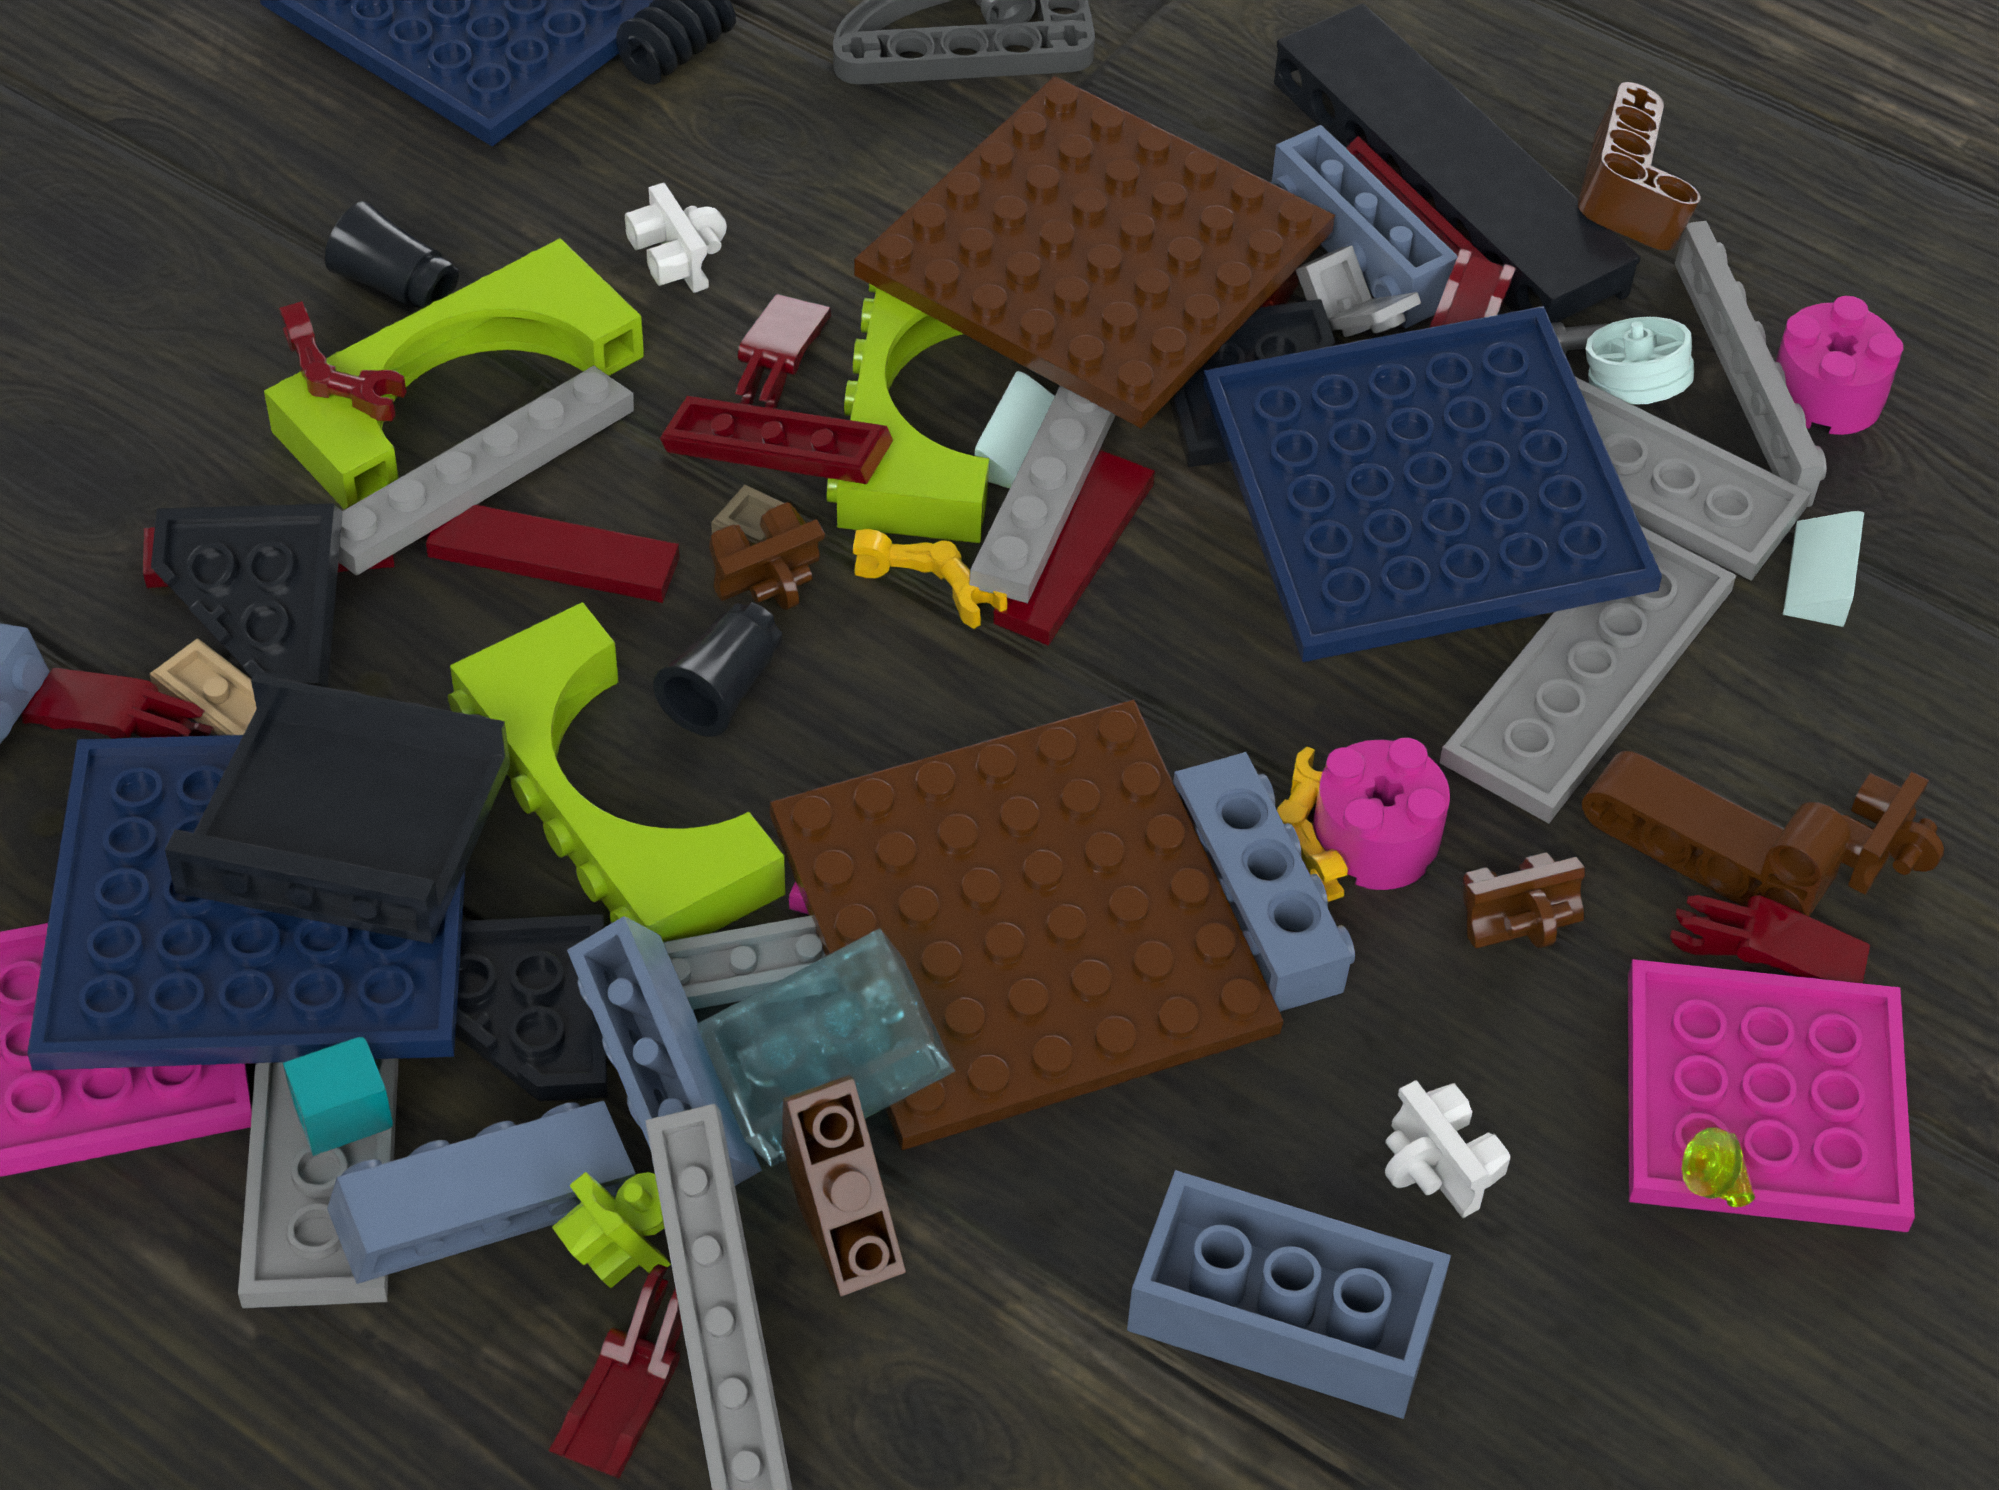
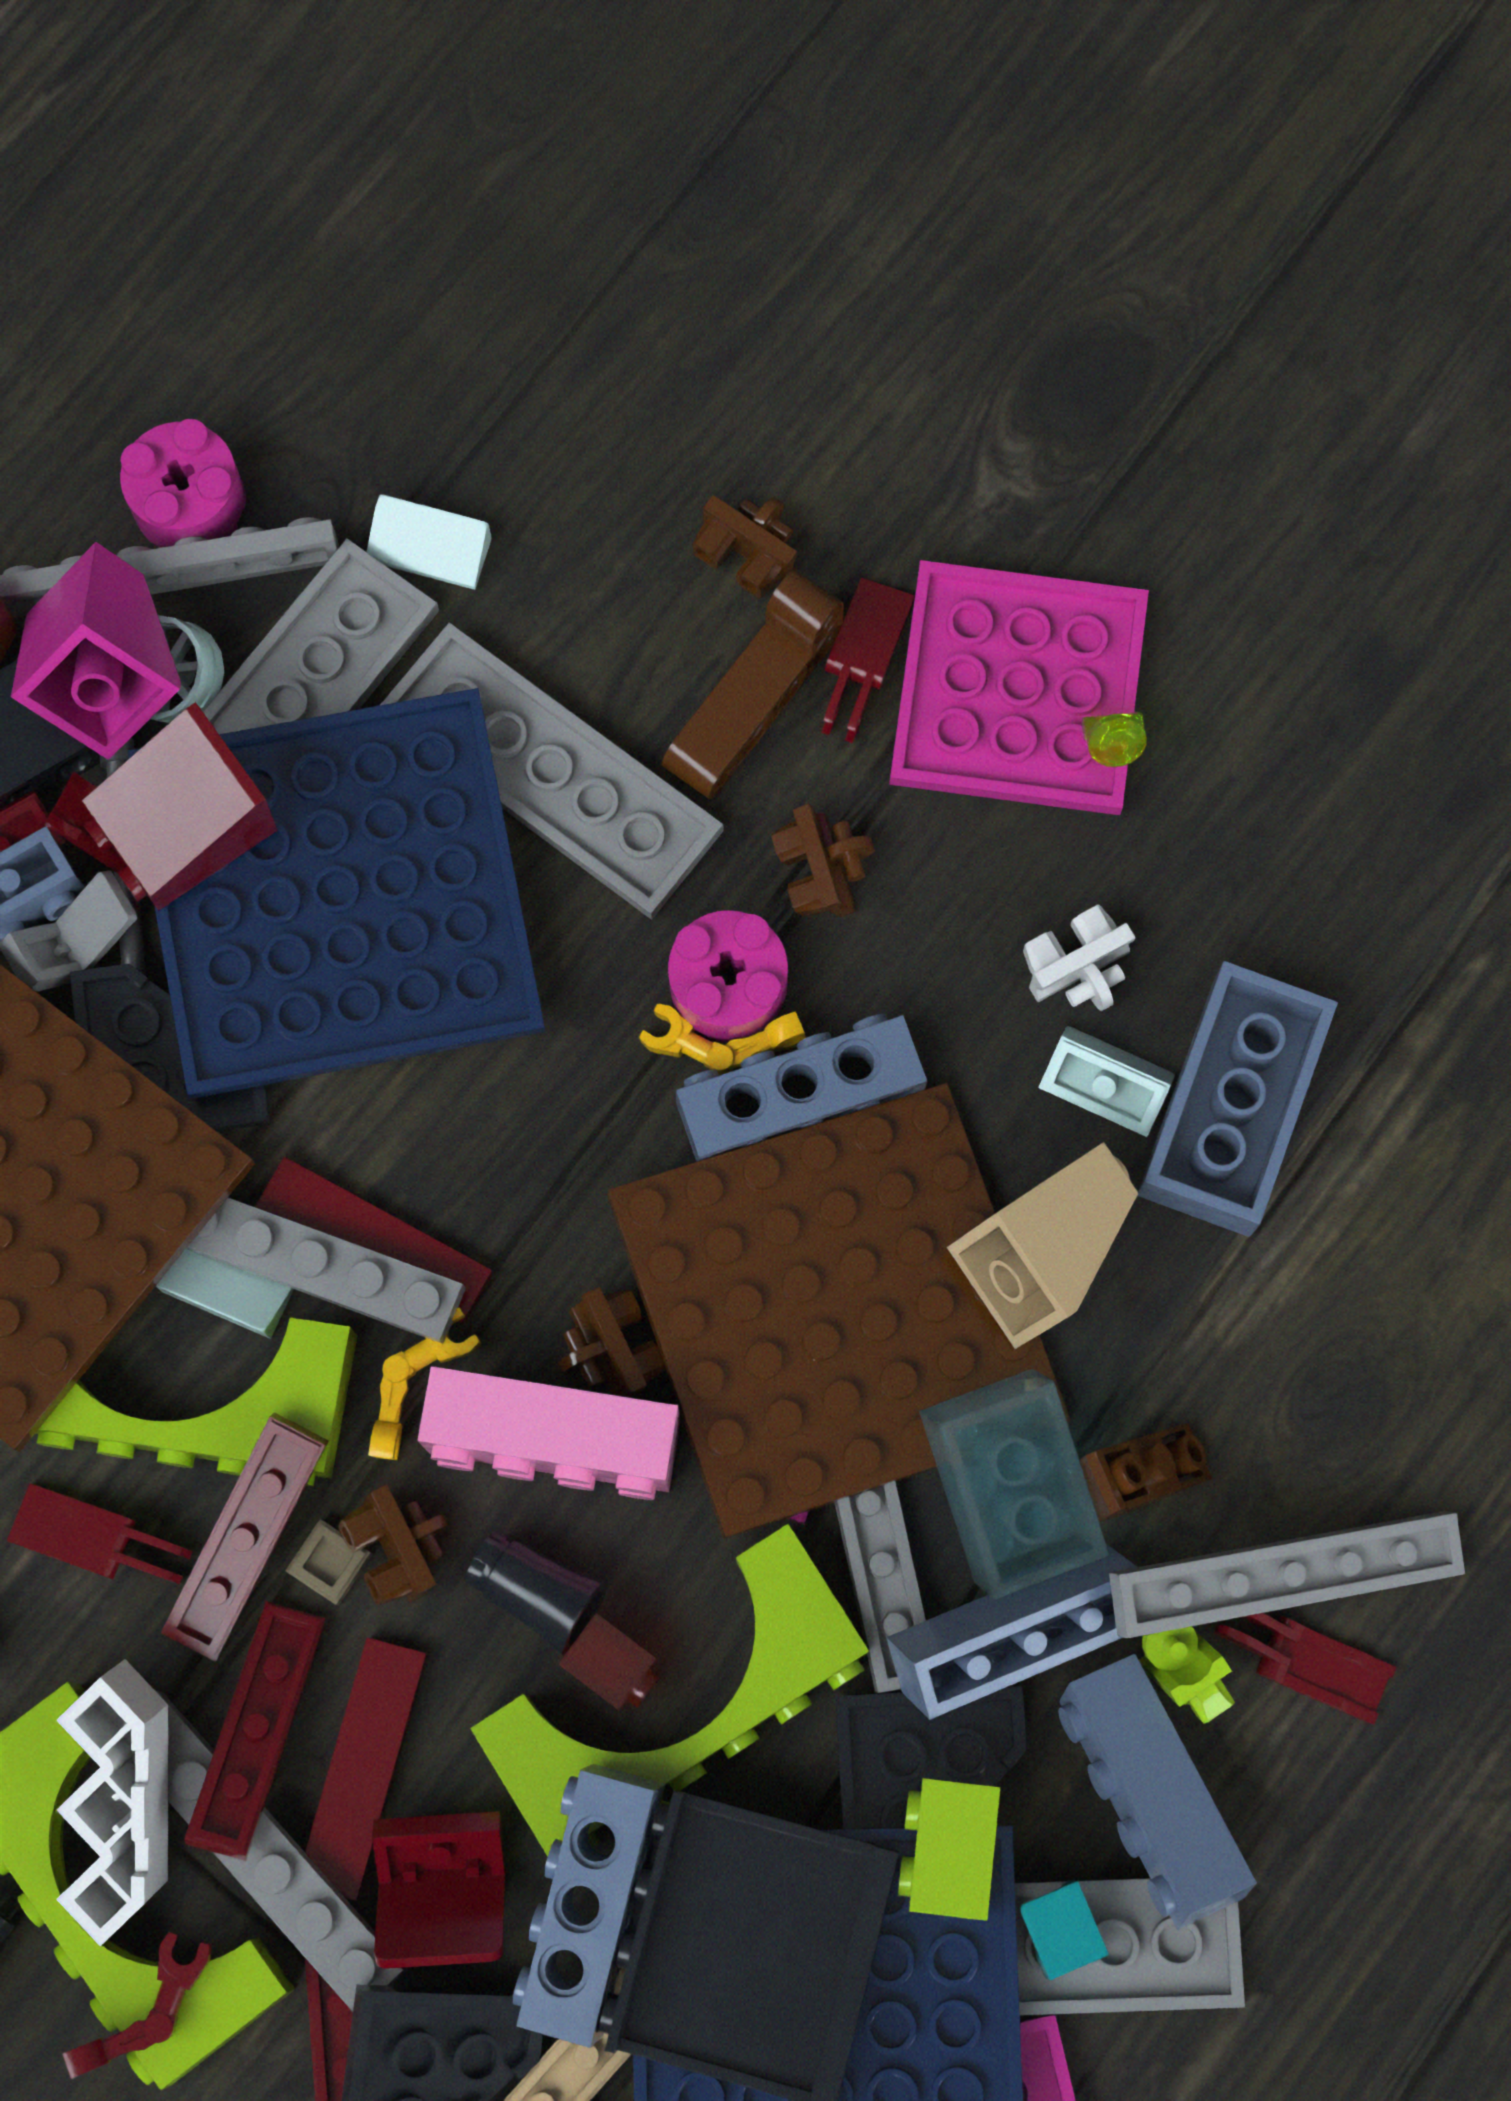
camera: 85 degrees left, 25 degrees up
(408, 667) = (546, 1998): none -> sand blue brick
(427, 601) = (439, 1889): none -> dark red bracket
(428, 968) = (952, 1849): none -> lime brick
(530, 345) = (123, 1803): none -> white brick
(590, 455) = (255, 1731): none -> dark red tile
(645, 727) = (611, 1664): none -> clear red brick
(877, 652) = (551, 1431): none -> bright pink brick
(967, 717) = (601, 1349): none -> reddish brown hips
(1103, 1074) = (1047, 1246): none -> tan slope
(1314, 1167) = (1106, 1080): none -> light aqua slope
(1486, 326) = (177, 810): none -> slope
(1640, 272) = (96, 654): none -> dark pink slope

